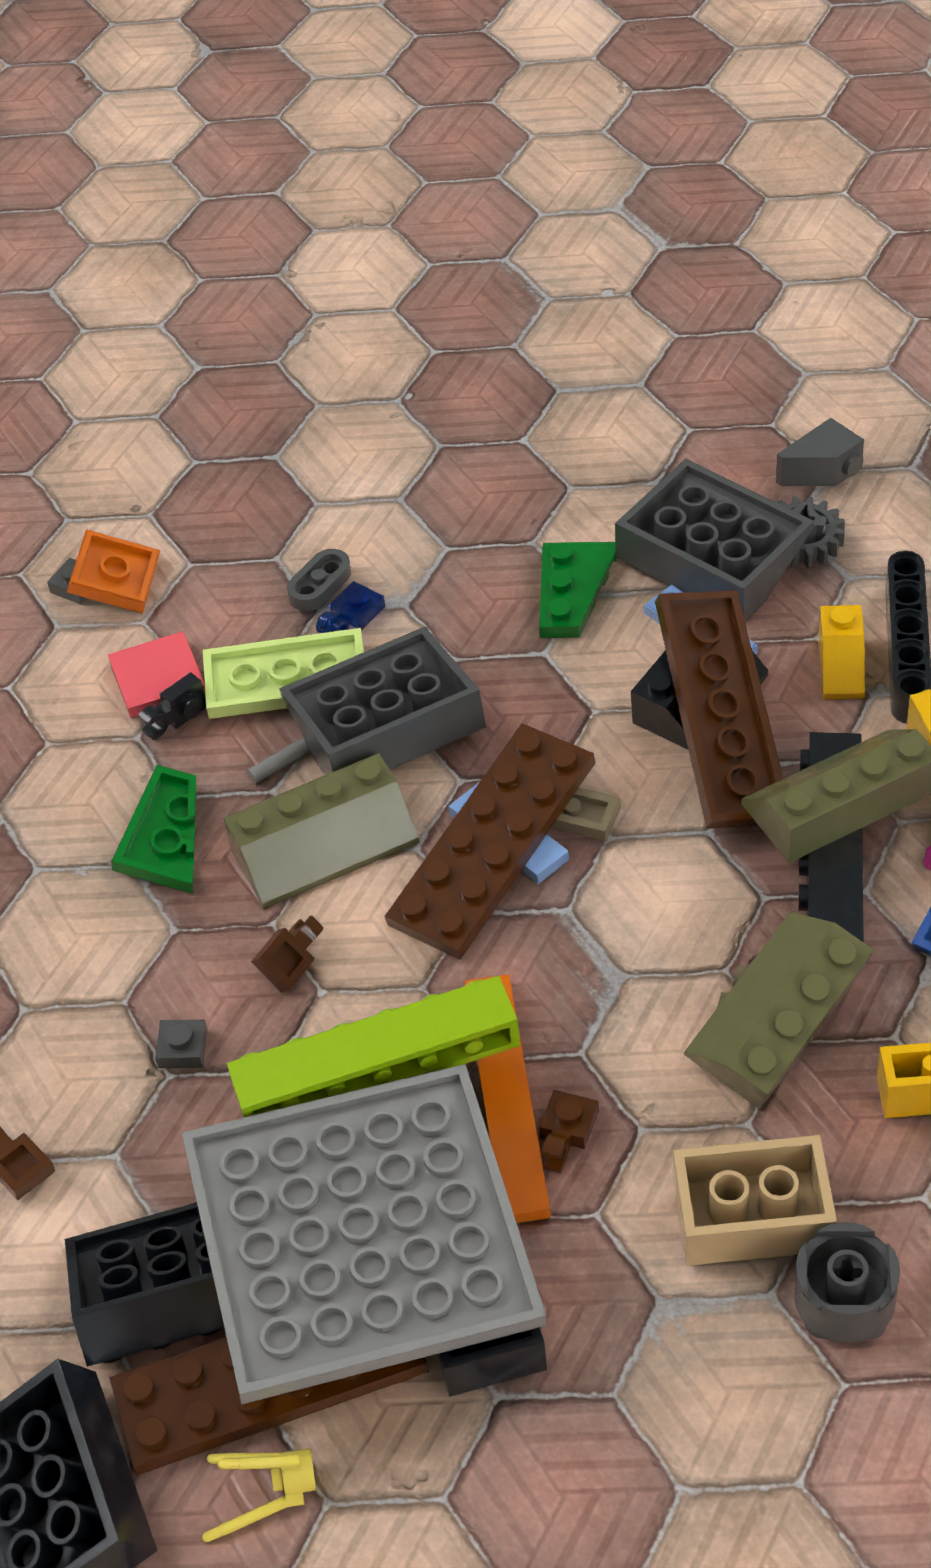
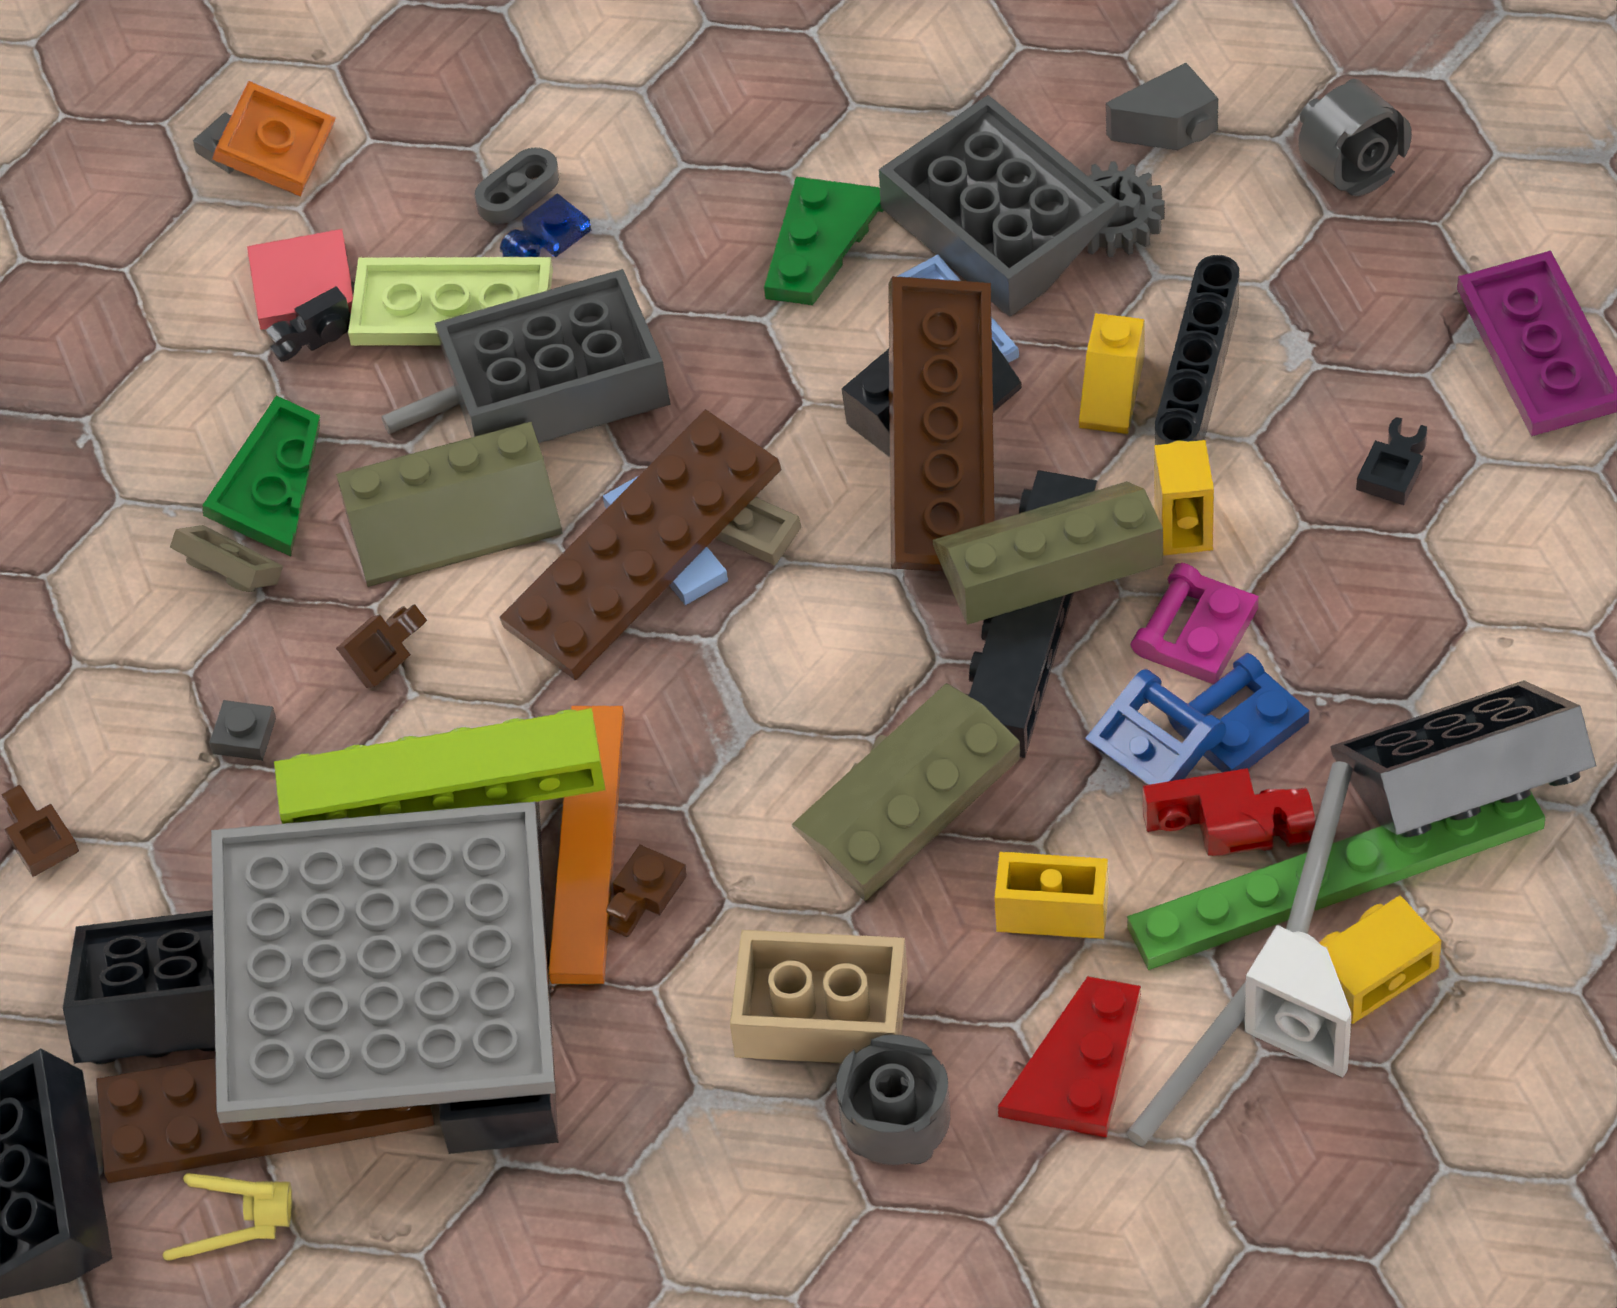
camera: 10 degrees right, 5 degrees up
(124, 897) = (218, 553): none -> dark tan plate

